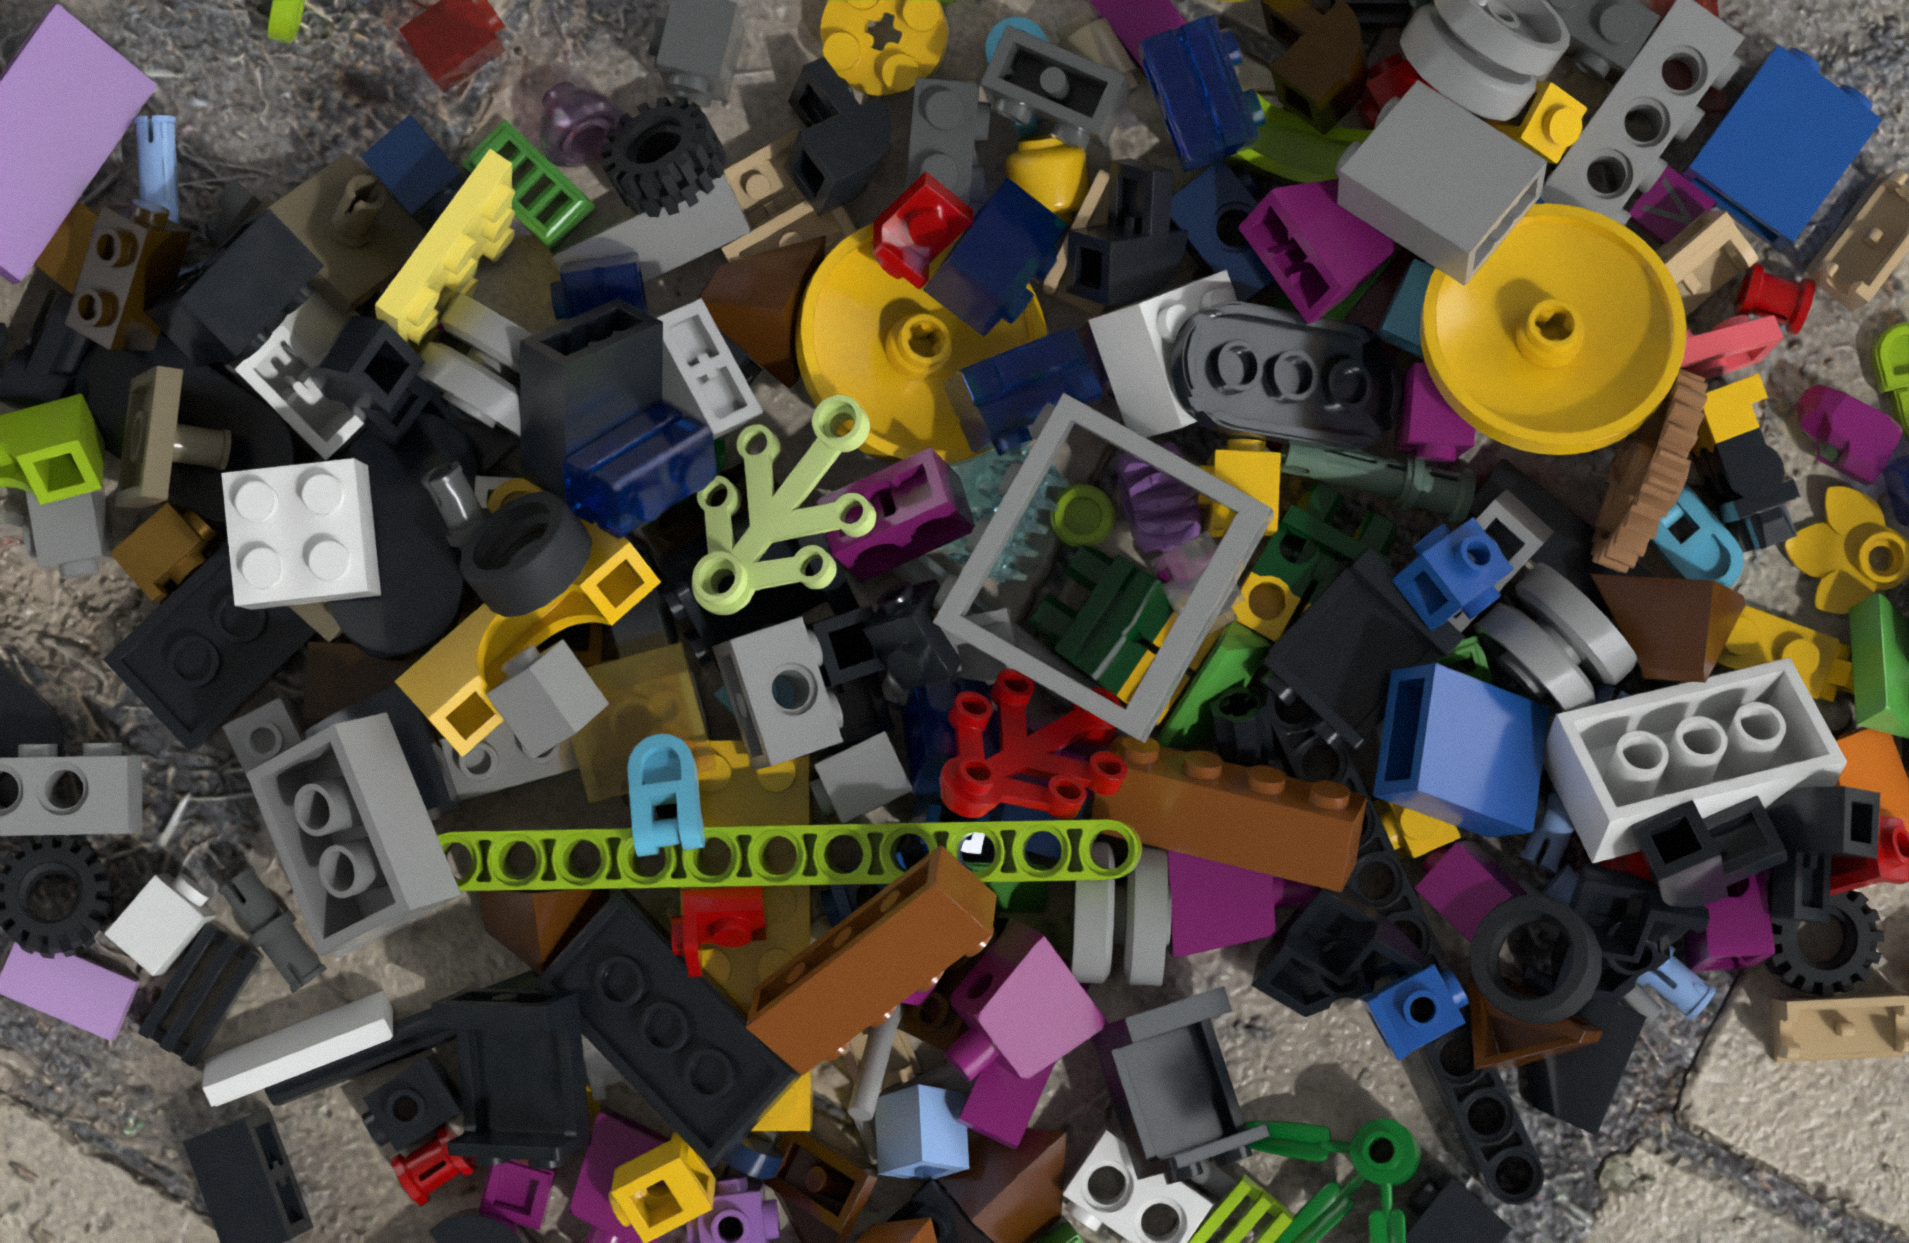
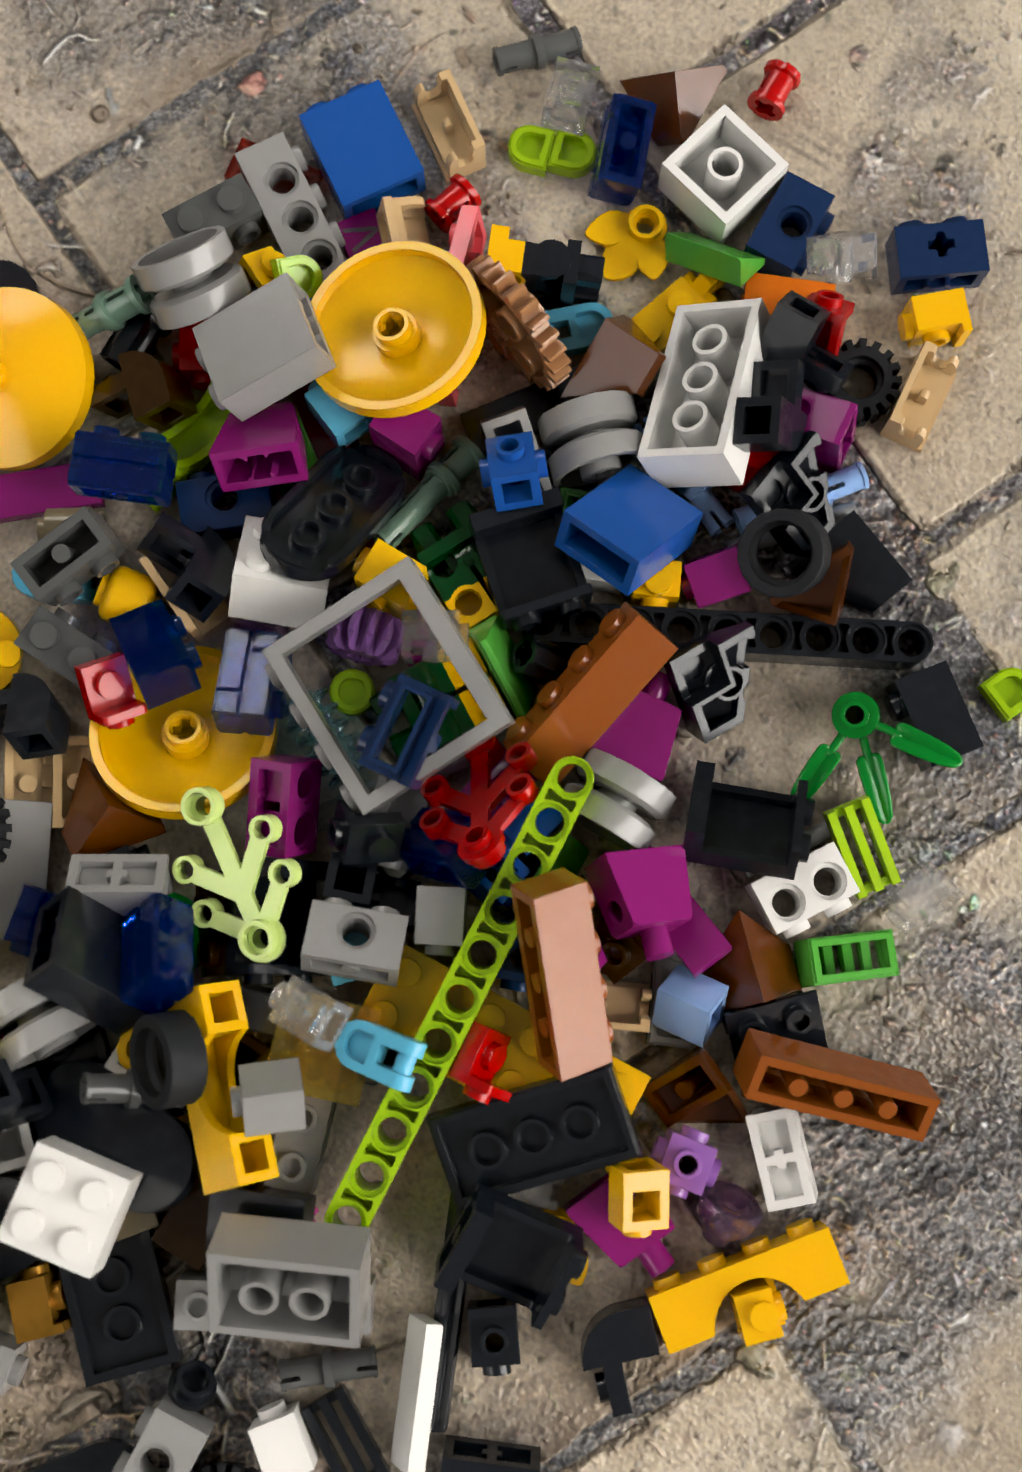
camera: 65 degrees left, 5 degrees down
(169, 781) = (192, 1385): none -> black plate
(430, 1166) = (541, 1346): red bush -> none
(518, 1192) = (590, 1294): magenta tile -> none
(539, 922) = (418, 1184): reddish brown slope -> none
(670, 707) = (321, 1019): none -> clear brick
(756, 1157) = (649, 1122): dark blue tile -> none
(873, 1068) = (633, 1014): light grey bar -> none
(1058, 648) = (421, 739): none -> dark blue window
(1391, 1005) = (768, 660): blue brick -> none
(1567, 167) = (302, 270): none -> lime tile
(1847, 433) = (558, 203): magenta rock -> none

